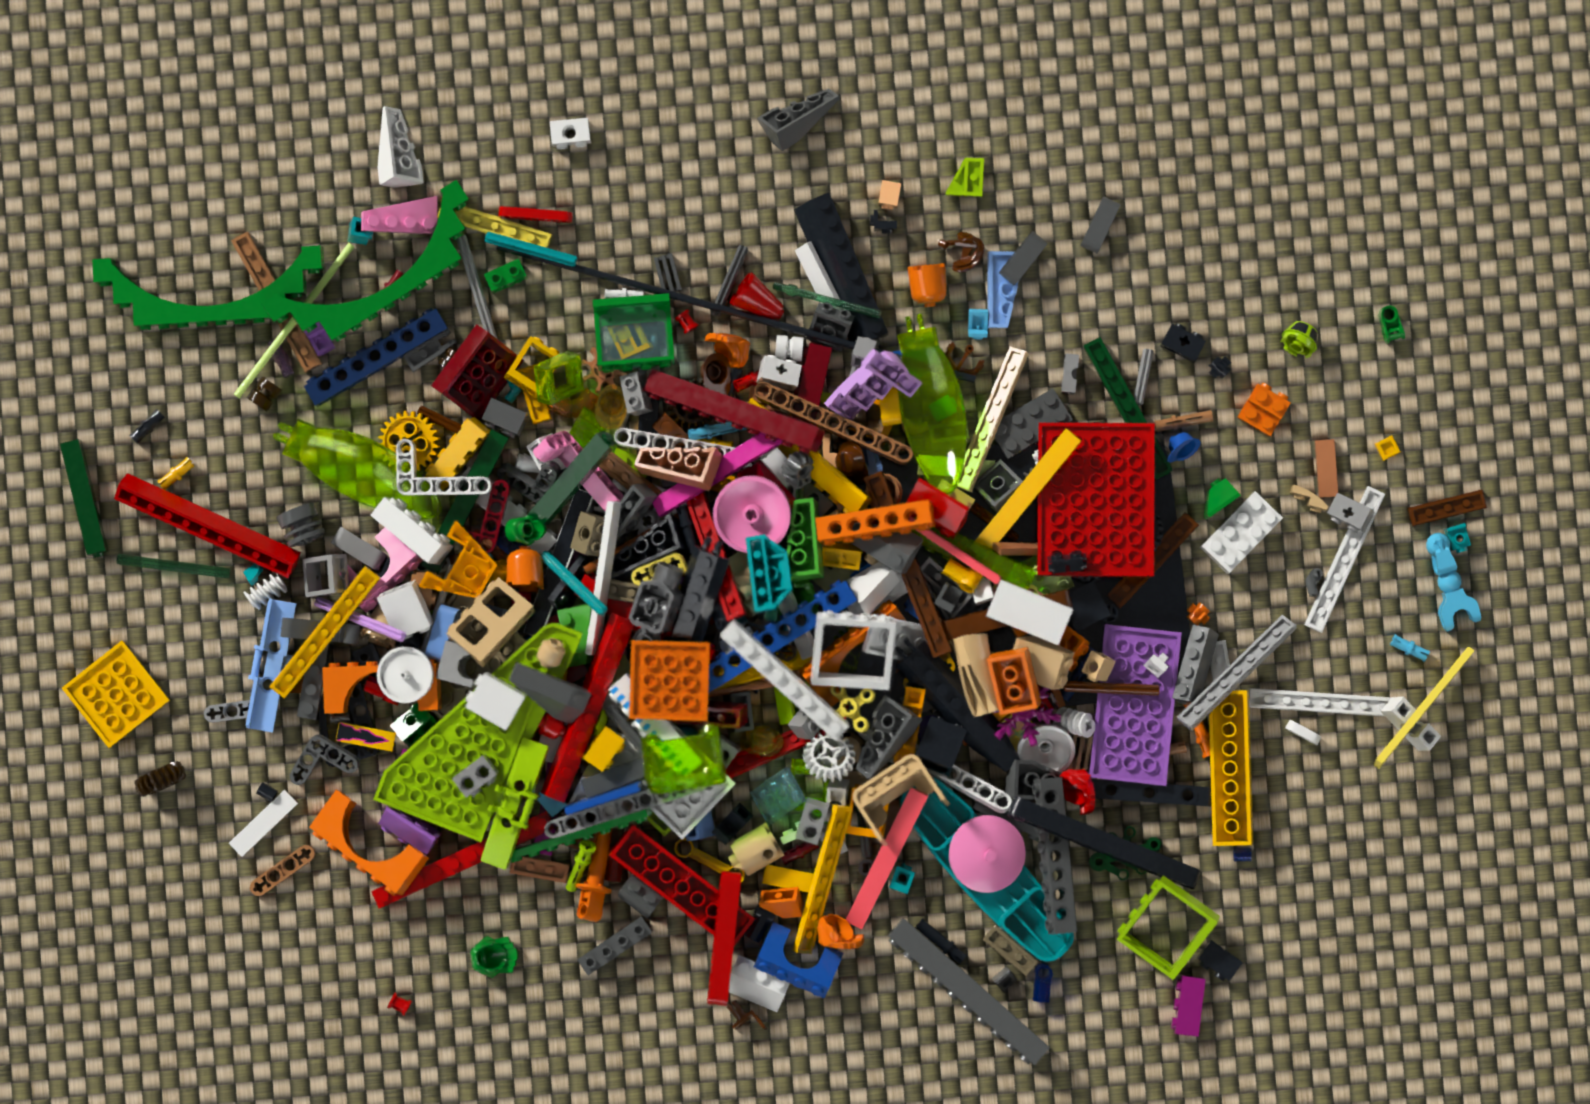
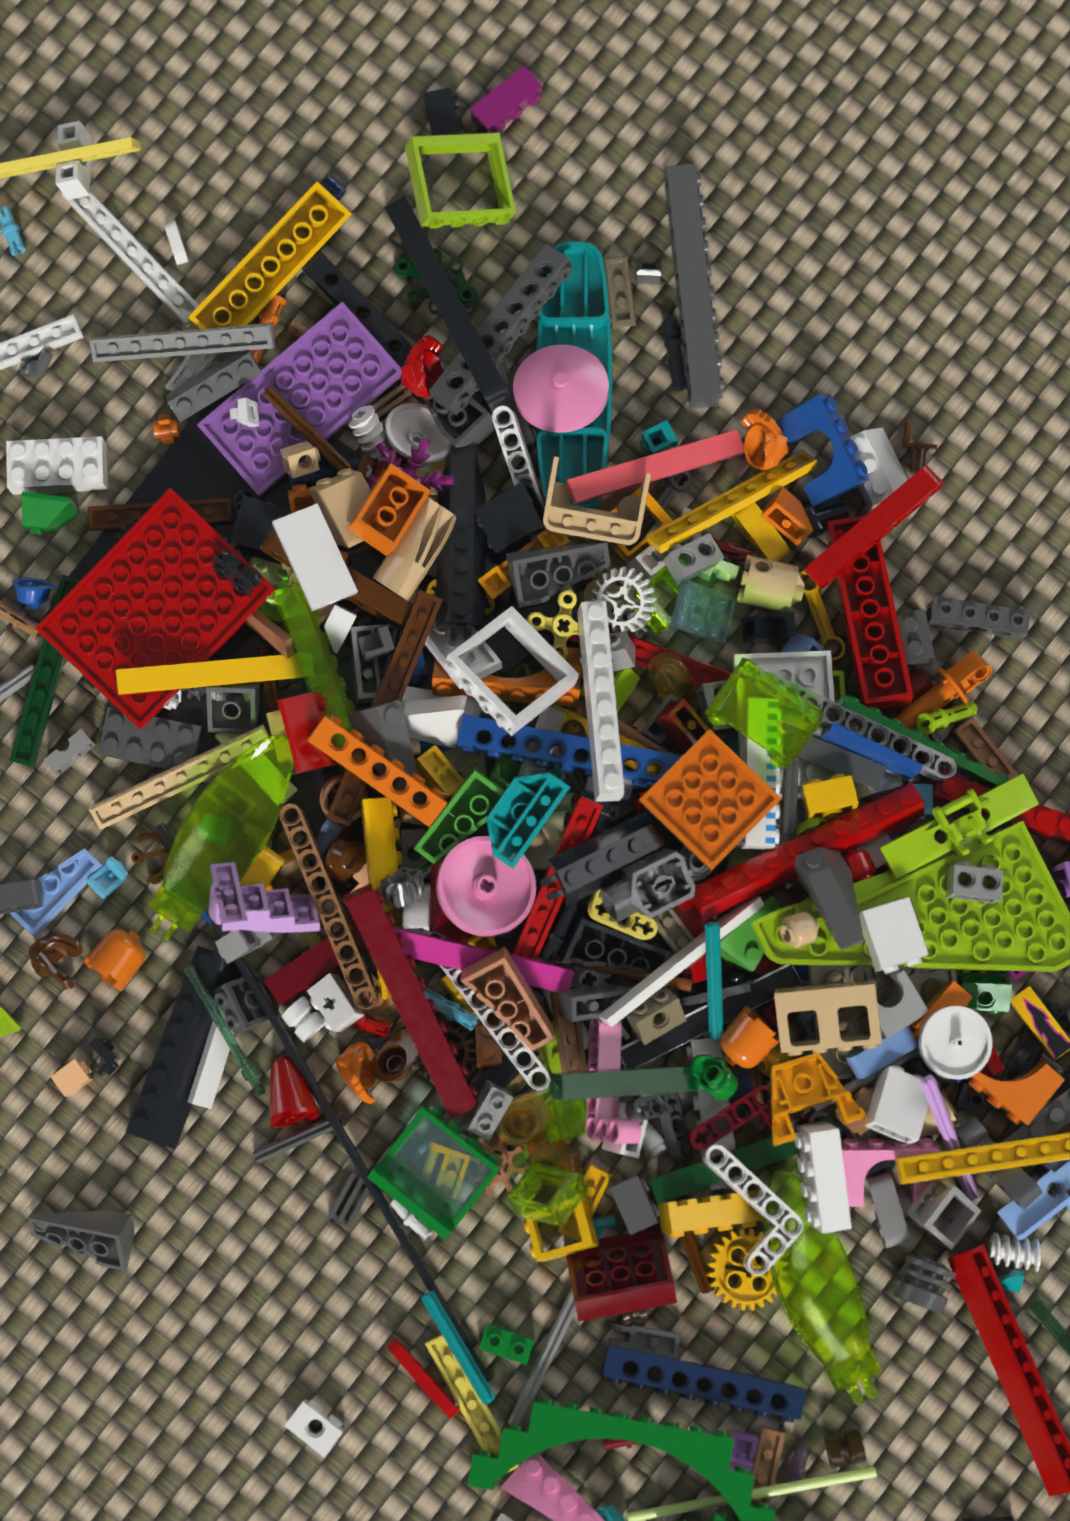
camera: 135 degrees left, 5 degrees down
(176, 473) = (1000, 1450): yellow pin -> none
(686, 321) = (371, 1142): red bush -> none
(960, 554) = (327, 670): coral tile -> none
(965, 577) = (342, 646): yellow piece -> none
(1042, 985) = (619, 236): clear blue piece -> none

